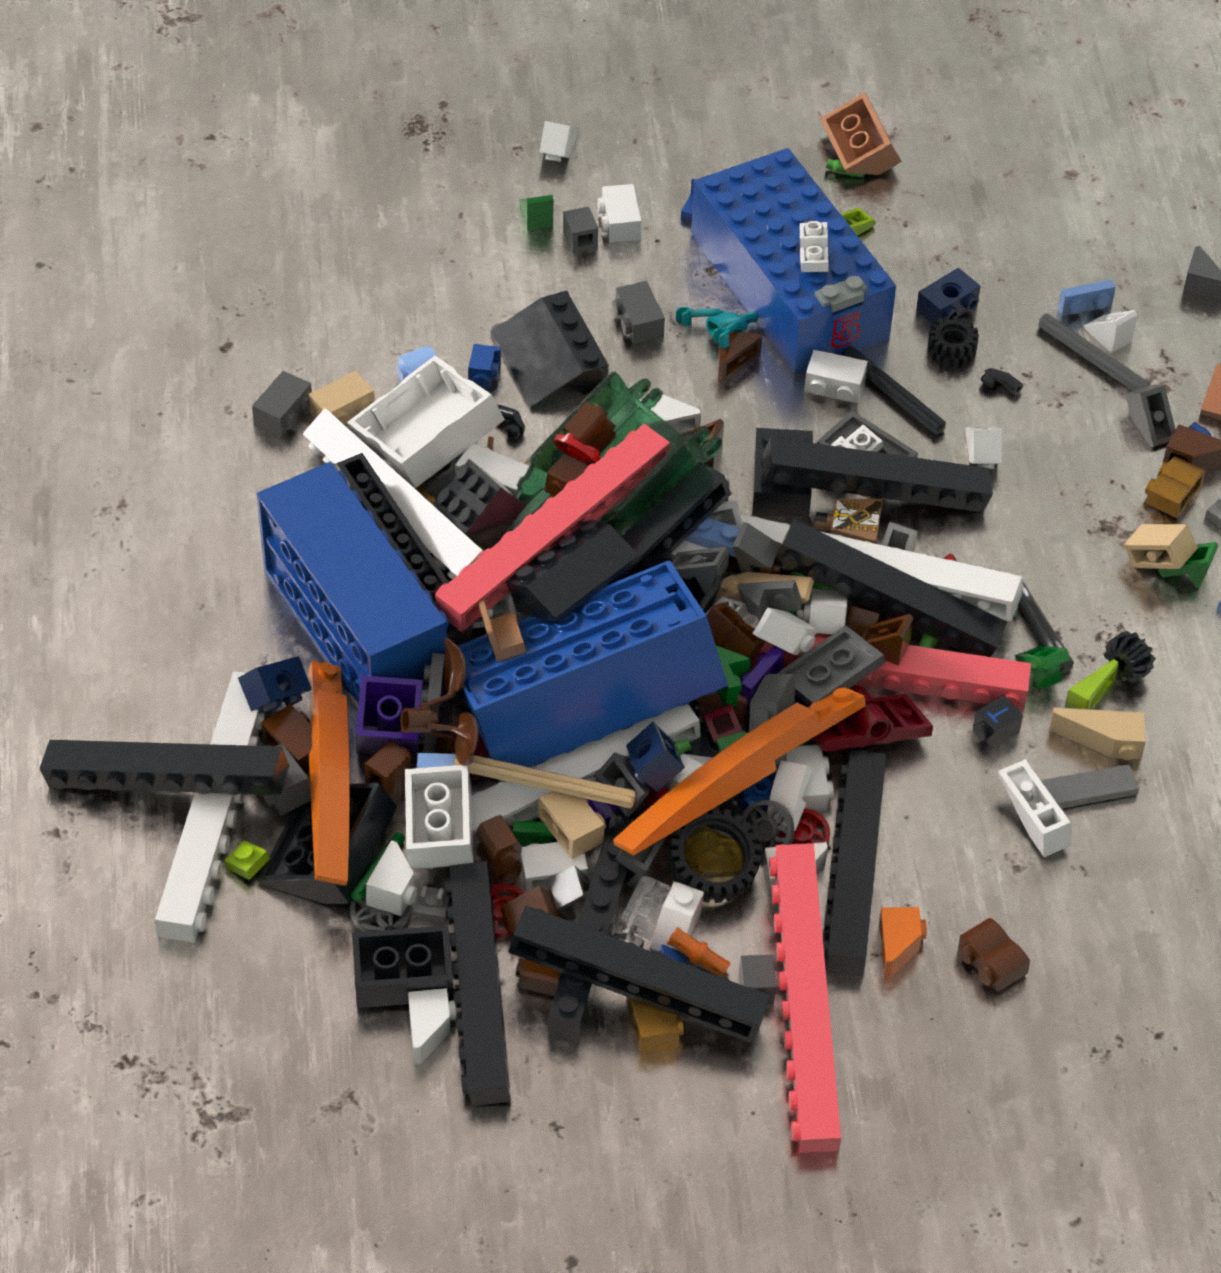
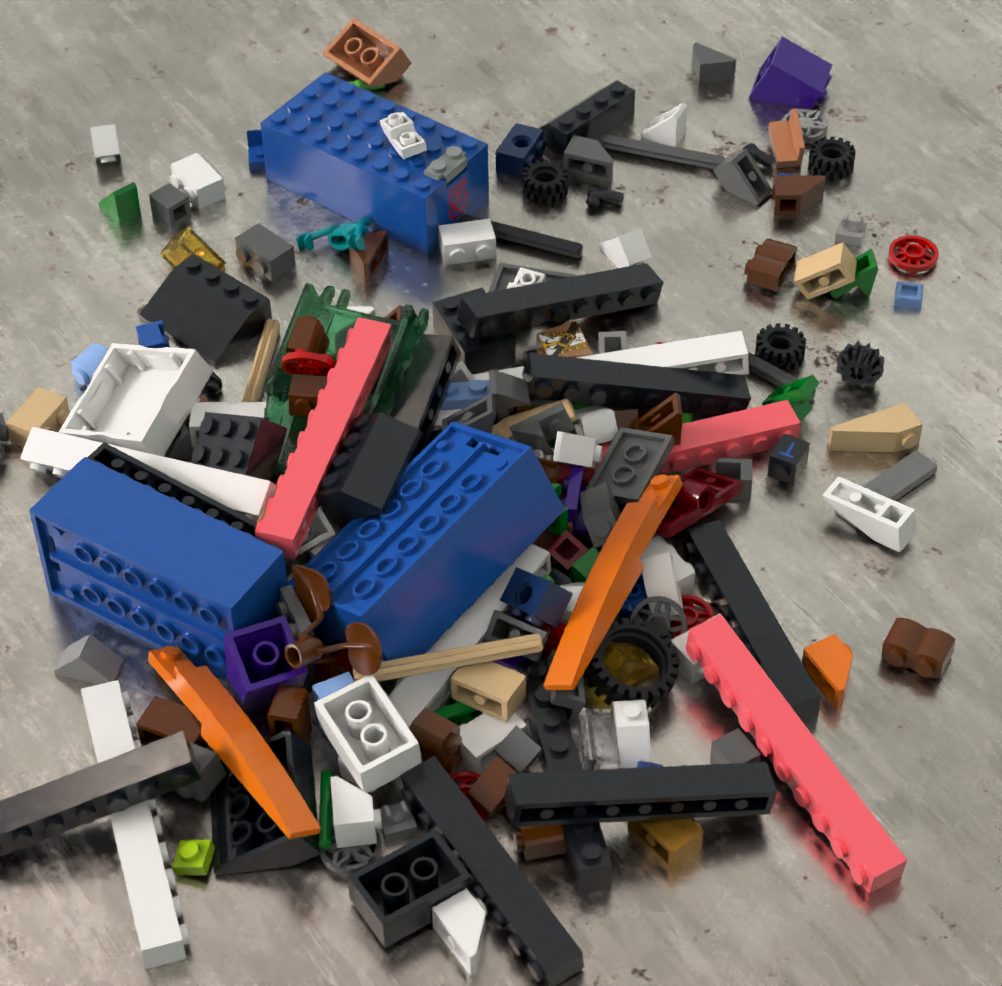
camera: 25 degrees left, 5 degrees down
(258, 646) = (89, 662): none -> light grey slope
(274, 684) = (132, 683): dark blue brick -> none
(503, 634) = (339, 543): medium nougat panel -> none
(570, 278) = (188, 243): none -> clear yellow slope
(698, 952) = (667, 755): orange pin -> none
(941, 717) = (738, 469): none -> dark grey panel
(1008, 333) = (588, 159): none -> dark grey slope
(1033, 289) = (590, 116): none -> black slope
(1072, 595) = (781, 337): none -> black tyre
(1086, 297) = (630, 112): medium blue plate -> none
(1092, 688) = (844, 405): lime slope -> none
(1117, 517) = (771, 264): none -> reddish brown brick
(1174, 486) = (799, 224): pearl gold brick -> none
(1181, 389) = (759, 156): none -> black arm

